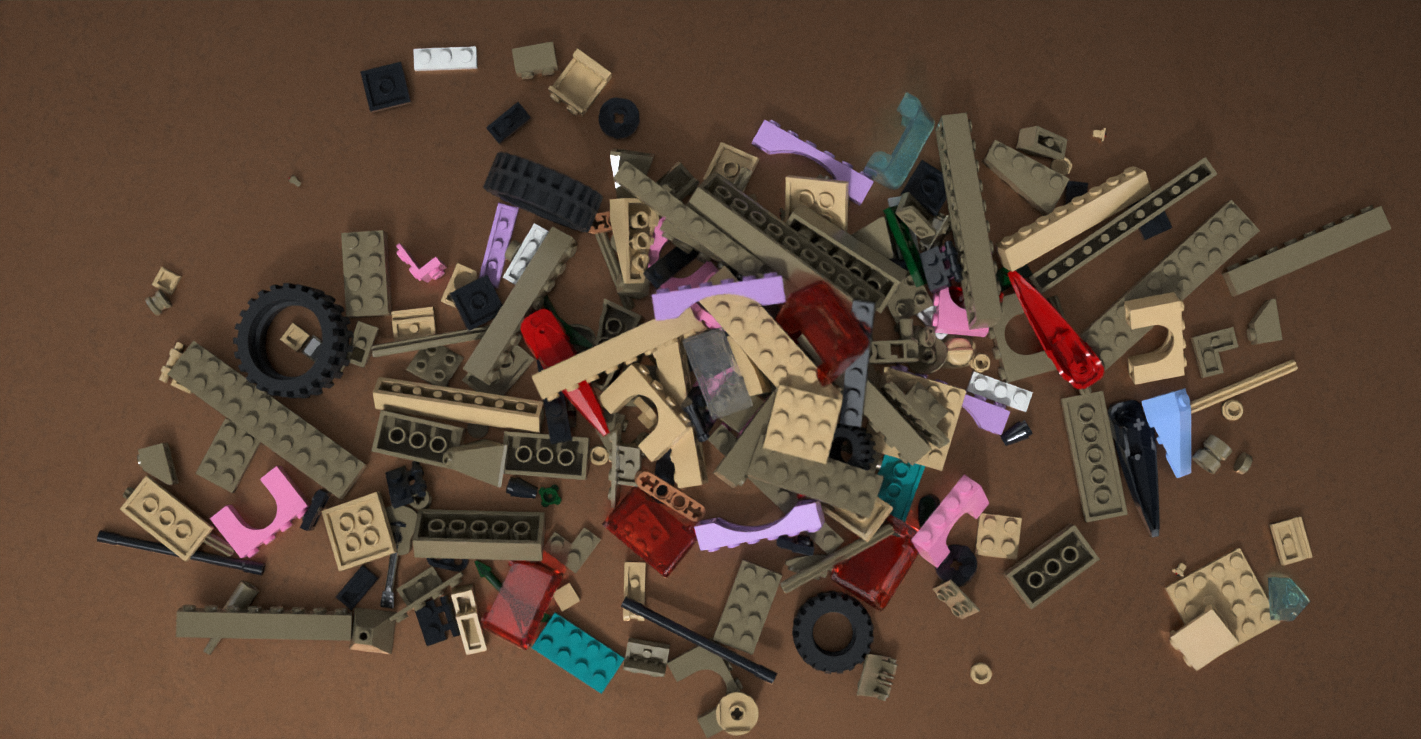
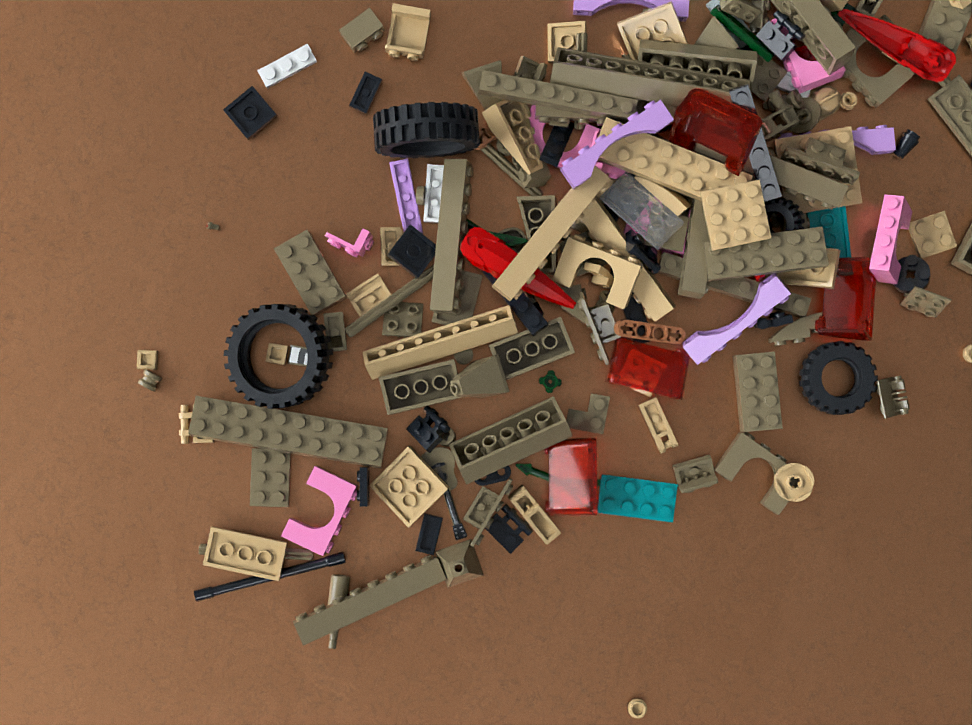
camera: 25 degrees left, 0 degrees up
(158, 462) = (214, 511): dark tan slope -> none
(520, 488) = (522, 387): black cone -> none
(566, 596) = (605, 457): tan tile -> none
(598, 454) = (574, 328): tan plate -> none
(621, 106) = (453, 34): black plate -> none
(640, 610) = (794, 438): black piece -> none
(835, 558) = (810, 318): dark tan axle -> none
(926, 507) = (865, 240): rock -> none
(999, 391) = (875, 116): white plate -> none

